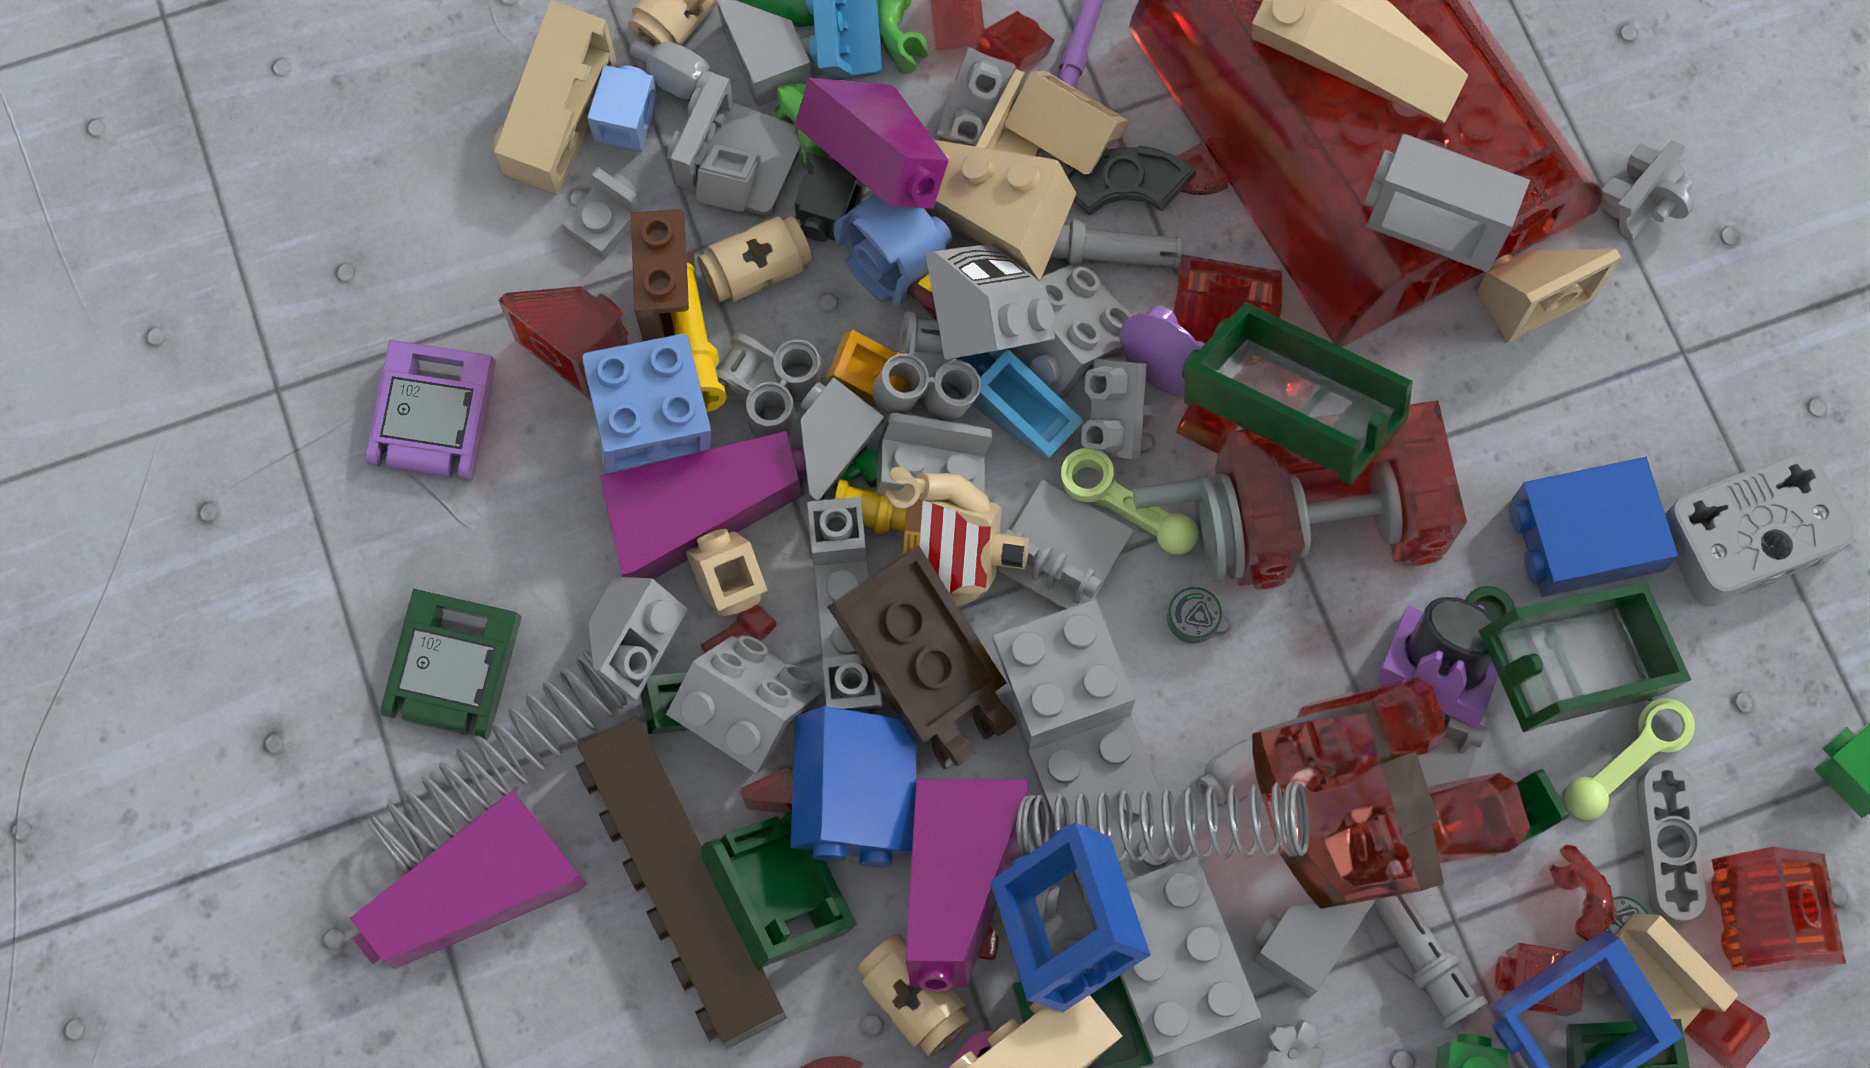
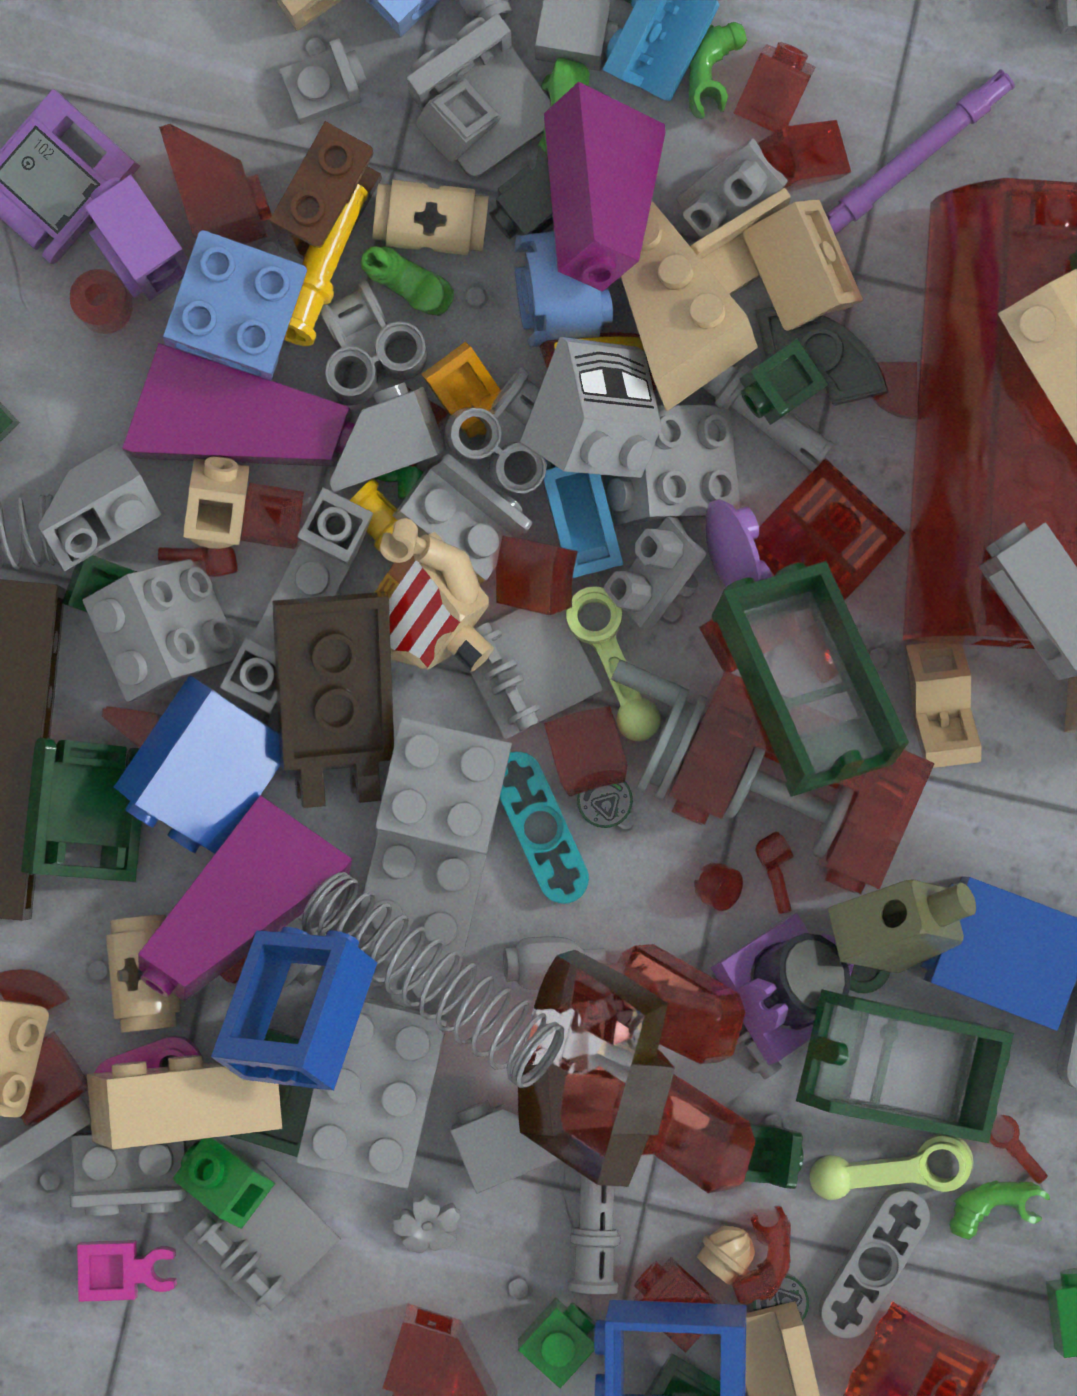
camera: 30 degrees right, 15 degrees up
(531, 405) = (135, 238): none -> medium lavender brick
(531, 476) = (112, 313): none -> clear red brick
(780, 318) = (415, 284): none -> bright green piece
(781, 559) = (271, 515): none -> clear red tile
(1020, 468) = (534, 576): none -> clear red piece
(1112, 209) = (781, 383): none -> dark green bracket
(1155, 579) = (587, 750): none -> clear red piece
(1162, 691) = (571, 859): none -> teal beam
(1331, 622) = (728, 891): none -> clear red hinge
(1354, 574) = (771, 853): none -> clear red hand
(1399, 353) = (942, 703): none -> tan slope
(1501, 545) = (900, 924): none -> olive torso
(1551, 911) = (727, 1253): none -> tan plate
(1712, 678) = (1018, 1151): none -> clear red hand
(1716, 738) = (978, 1202): none -> bright green piece

